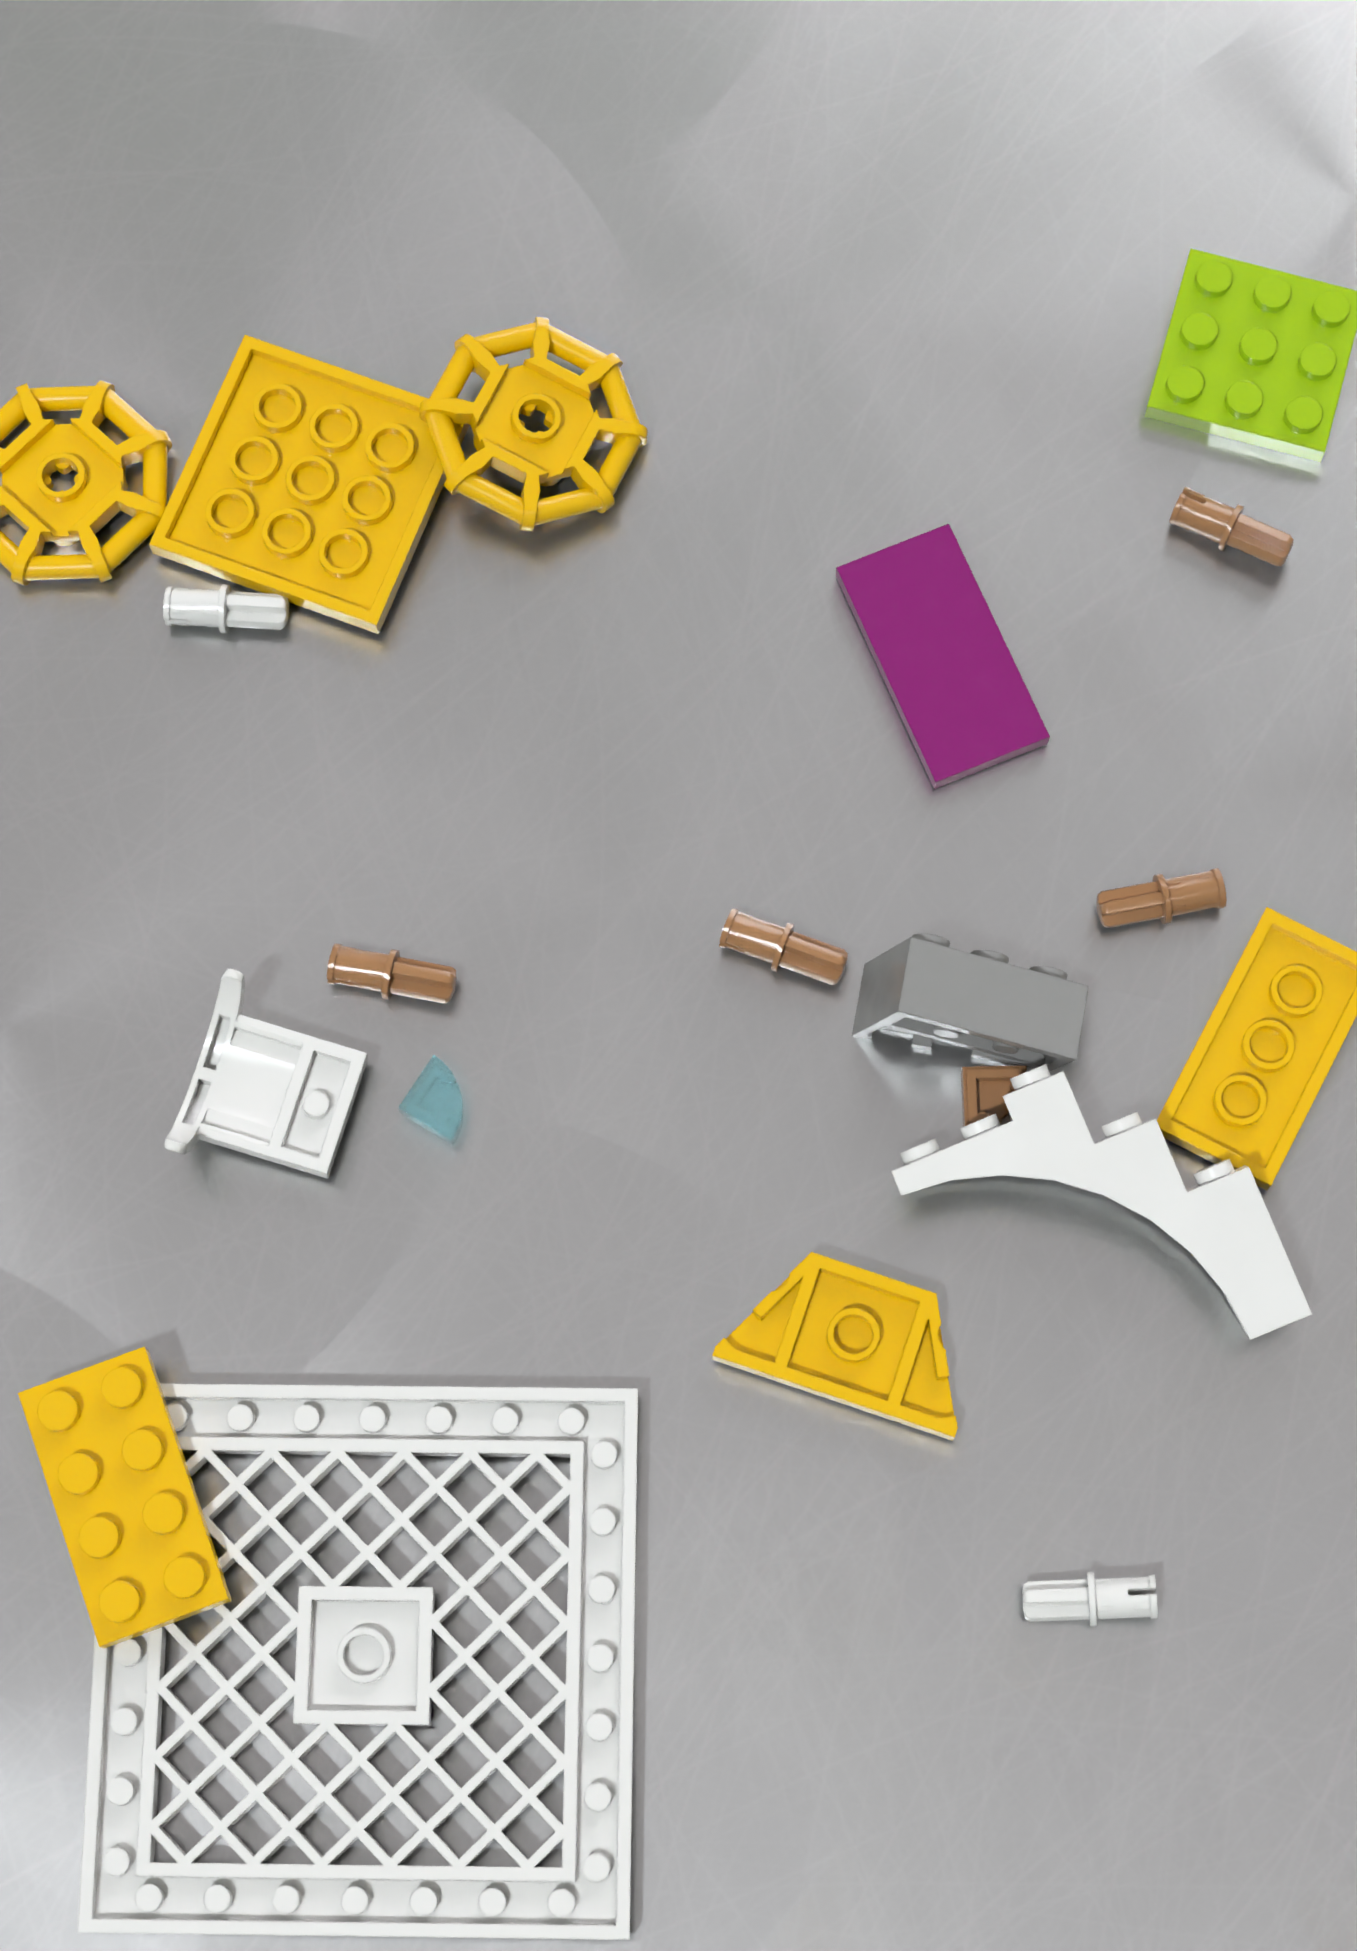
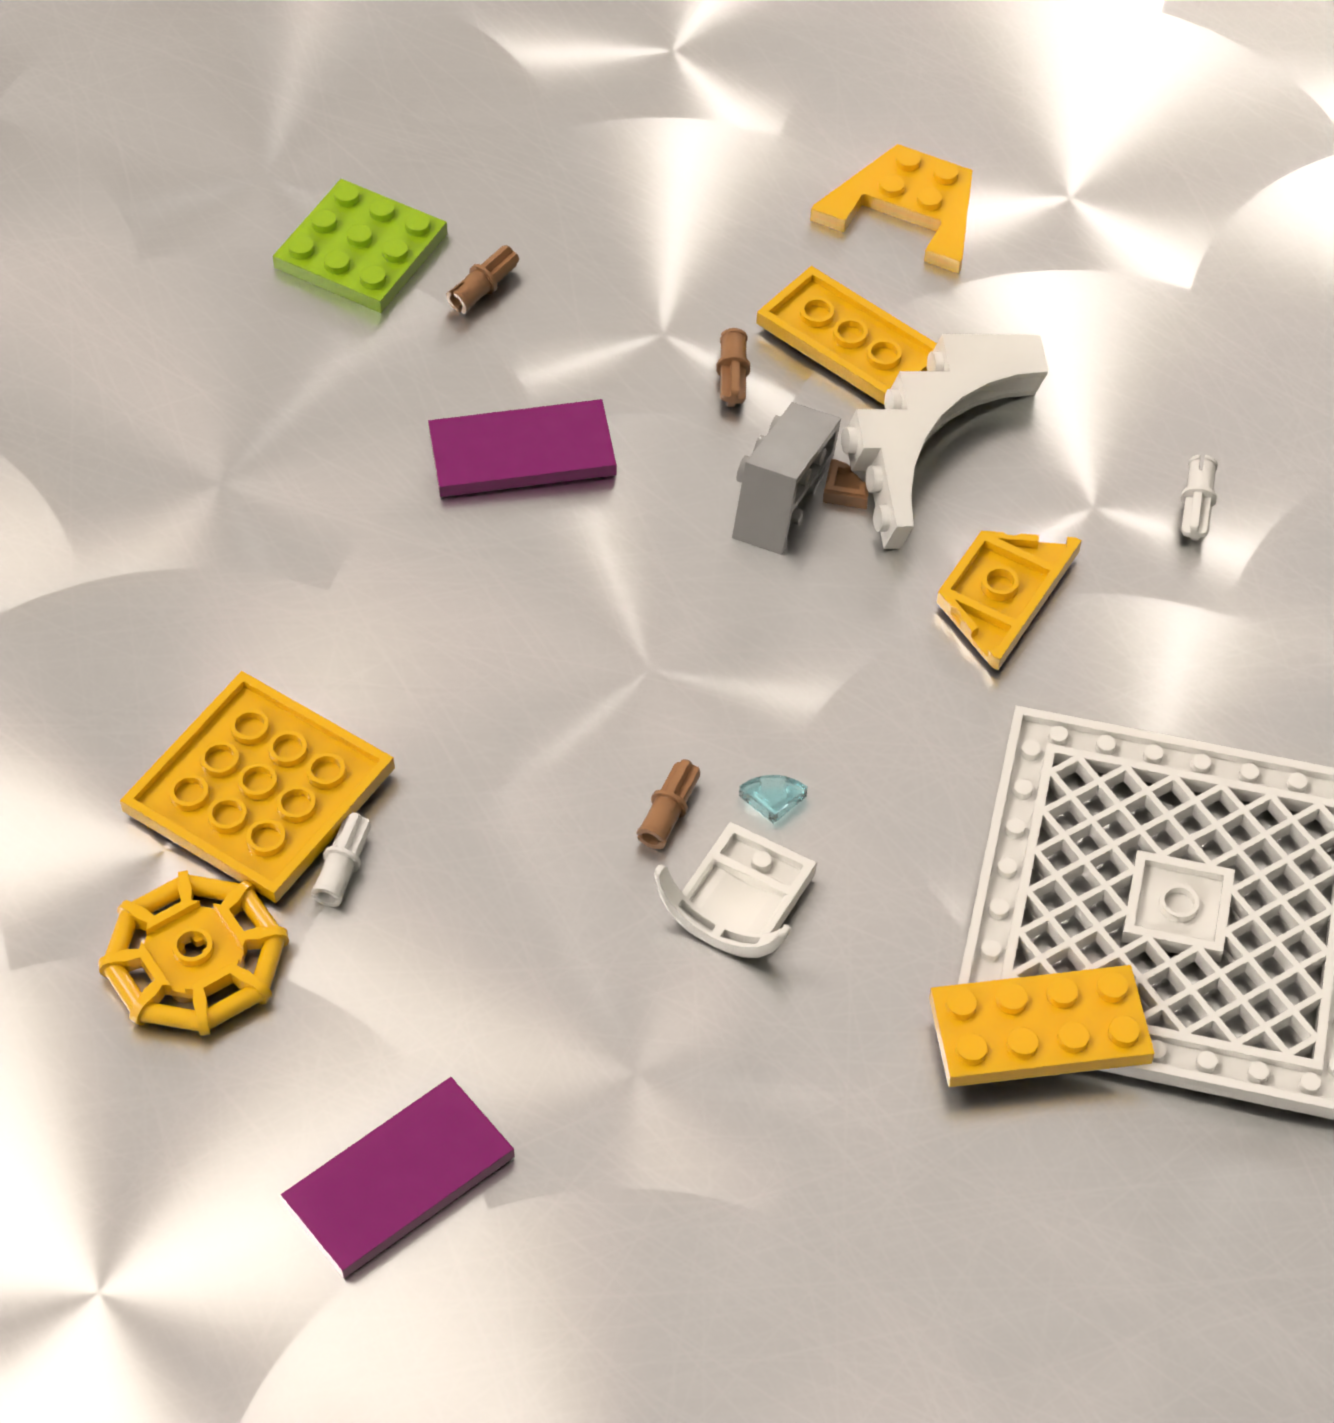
camera: 80 degrees left, 20 degrees down
(526, 455) = (238, 615): yellow plate -> none
(783, 947) = (711, 573): medium nougat axle -> none

